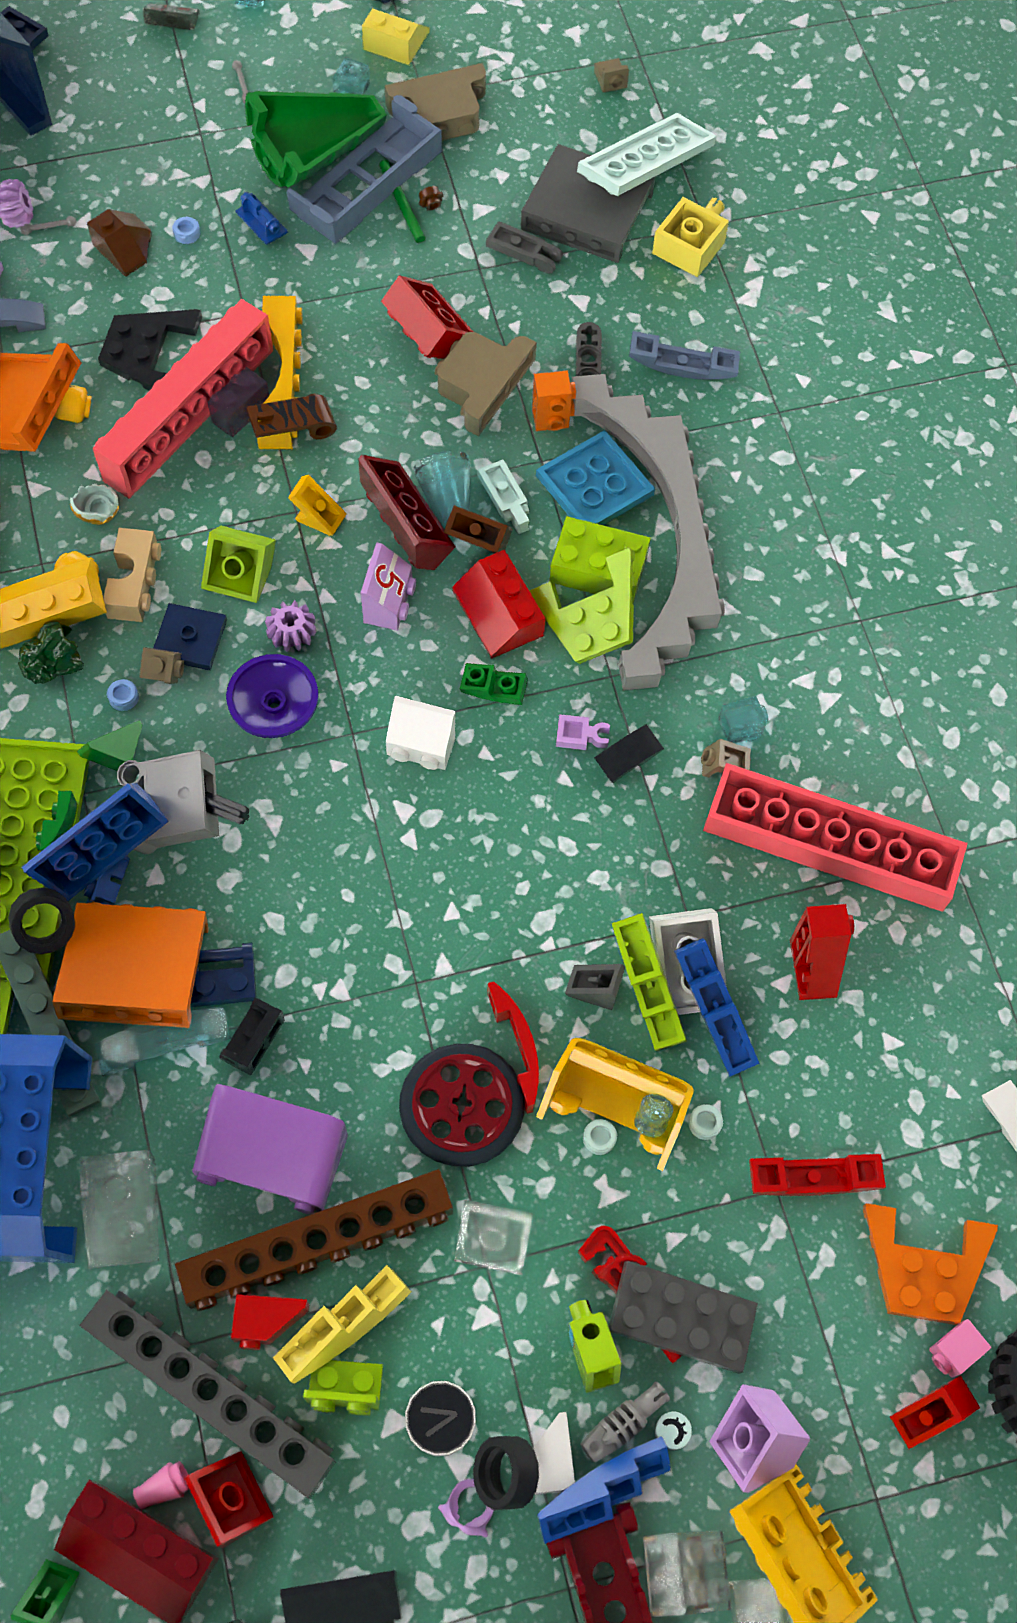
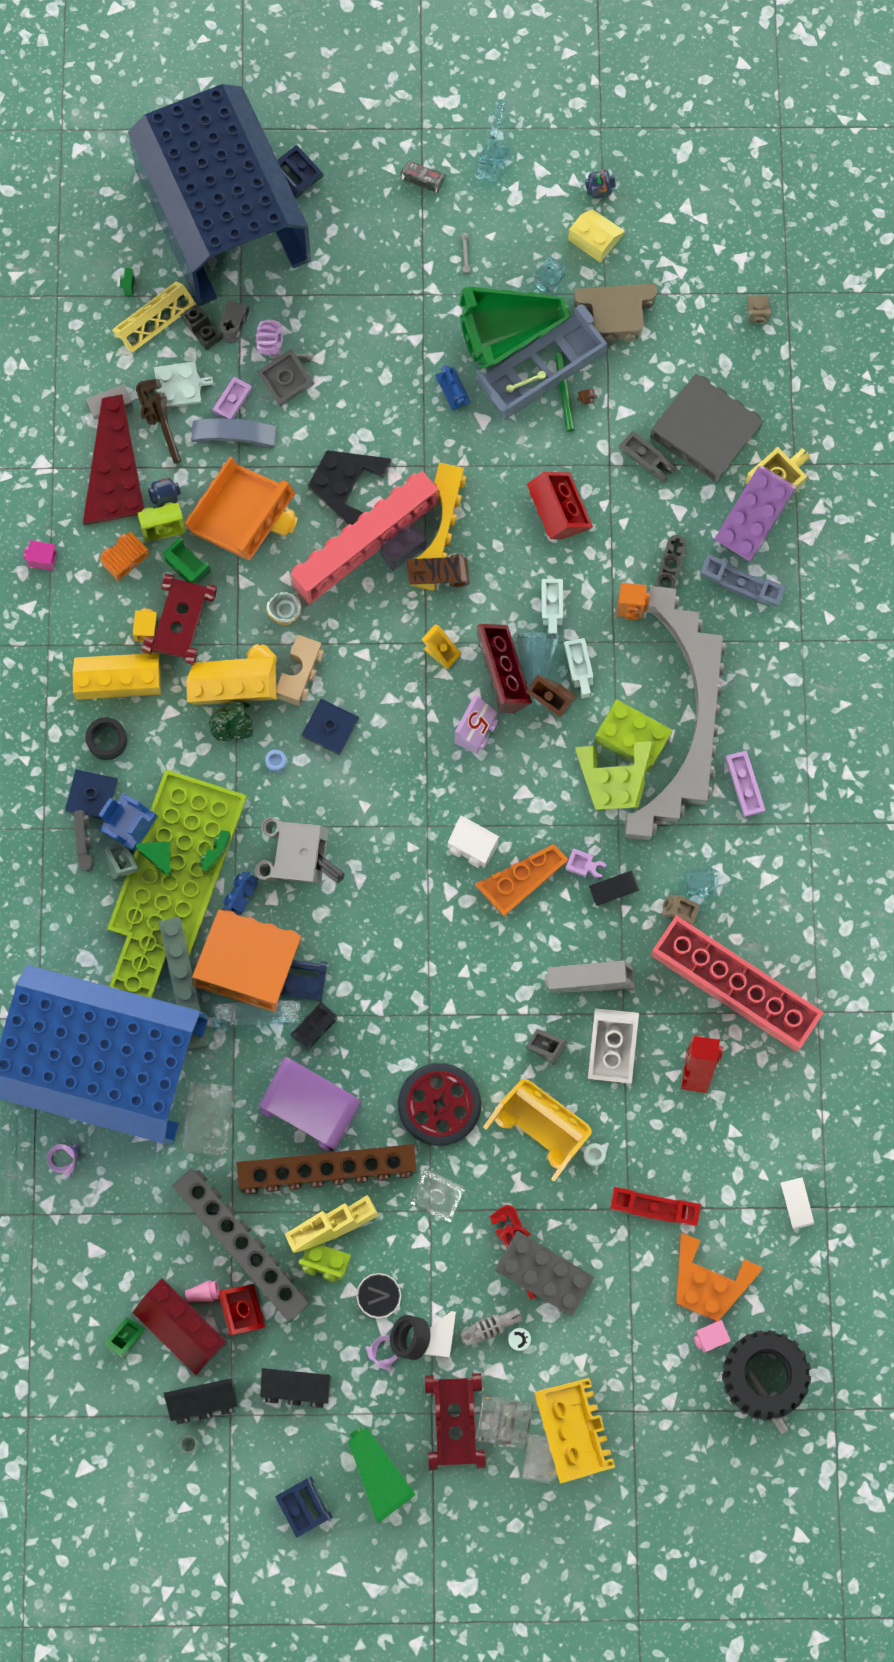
camera: 15 degrees right, 10 degrees up
(44, 247) = (285, 377): none -> dark grey plate
(44, 944) = (198, 934): black tyre -> none
(97, 841) = (240, 874): blue slope -> none
(113, 748) = (264, 802): green slope -> none
(121, 239) = (345, 384): reddish brown slope -> none
(161, 665) = (306, 746): dark tan bracket -> none
(186, 230) = (394, 383): light blue tile -> none
(237, 563) = (375, 678): lime slope -> none
(264, 1319) = (284, 1209): red slope -> none
(270, 681) = (373, 776): dark purple dish -> none
(300, 623) = (394, 736): lavender gear -> none
(333, 205) = (541, 376): none -> yellowish green hinge
(449, 426) = (552, 603): none -> light aqua hinge
(483, 375) = (587, 563): dark tan brick -> none
(493, 685) = (534, 813): green slope -> none
(494, 777) = (516, 883): none -> orange wing
(499, 604) = (552, 754): red slope -> none
(504, 1009) = (483, 1048): red slope -> none
(592, 1496) = (469, 1360): blue slope -> none
(595, 481) = (647, 670): dark azure plate -> none
(595, 1357) = (482, 1283): lime torso -> none
(600, 1137) = (523, 1147): light aqua tile -> none
(631, 875) = (591, 977): none -> light grey slope
(646, 154) = (762, 399): light aqua plate -> none
(649, 982) = (581, 1054): lime slope -> none
(653, 1115) = (563, 1138): clear light blue wheel -> none
(679, 269) = (755, 513): none -> medium lavender brick
(716, 1007) = (621, 1081): blue slope -> none
(758, 1438) = (569, 1356): lavender slope -> none
(763, 588) = (745, 784): none -> lavender plate
(935, 1412) = (684, 1369): red slope -> none

